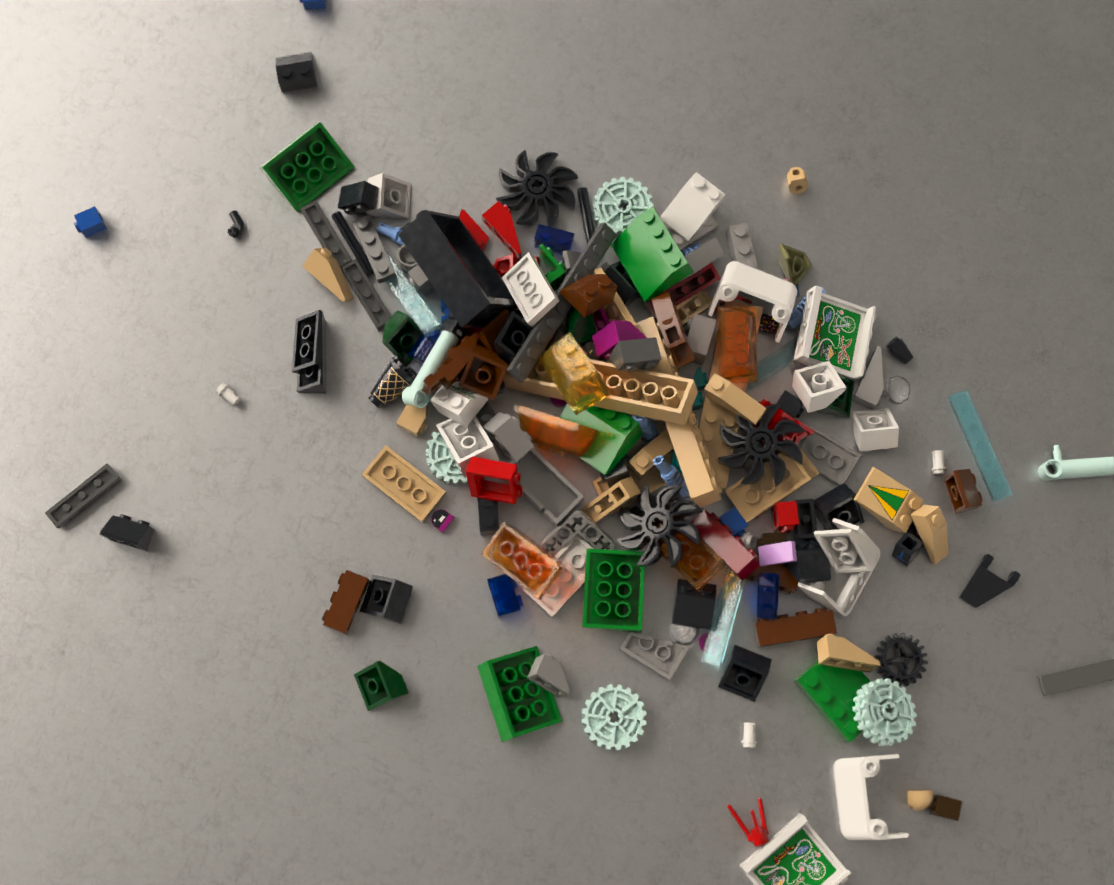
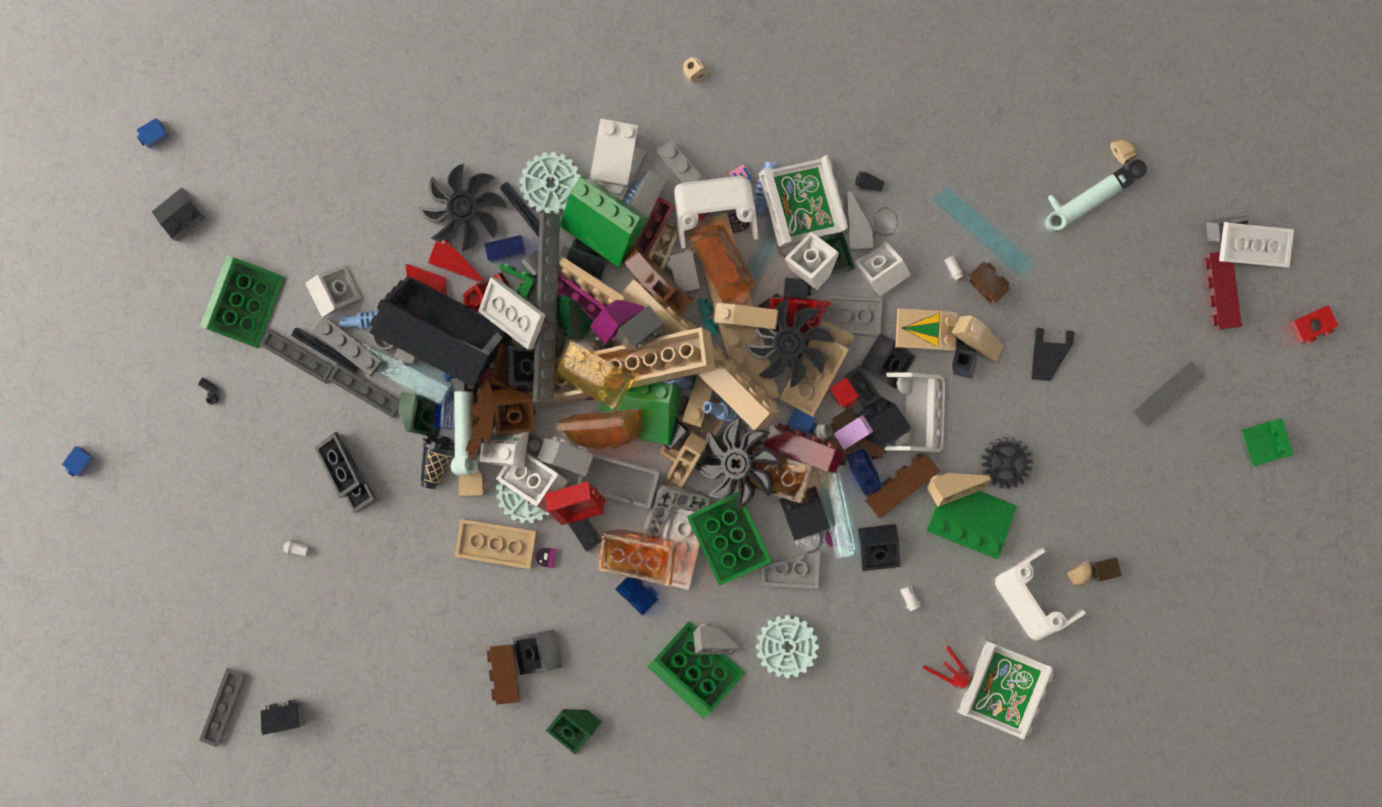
camera: 20 degrees left, 10 degrees up
(327, 271) = (318, 390): tan slope -> none
(358, 197) = (307, 308): black brick -> none
(590, 293) = (567, 291): reddish brown slope -> none
(793, 263) = (733, 152): olive slope -> none
(847, 550) = (913, 397): white slope -> none
(884, 712) = (1014, 517): light aqua piece -> none

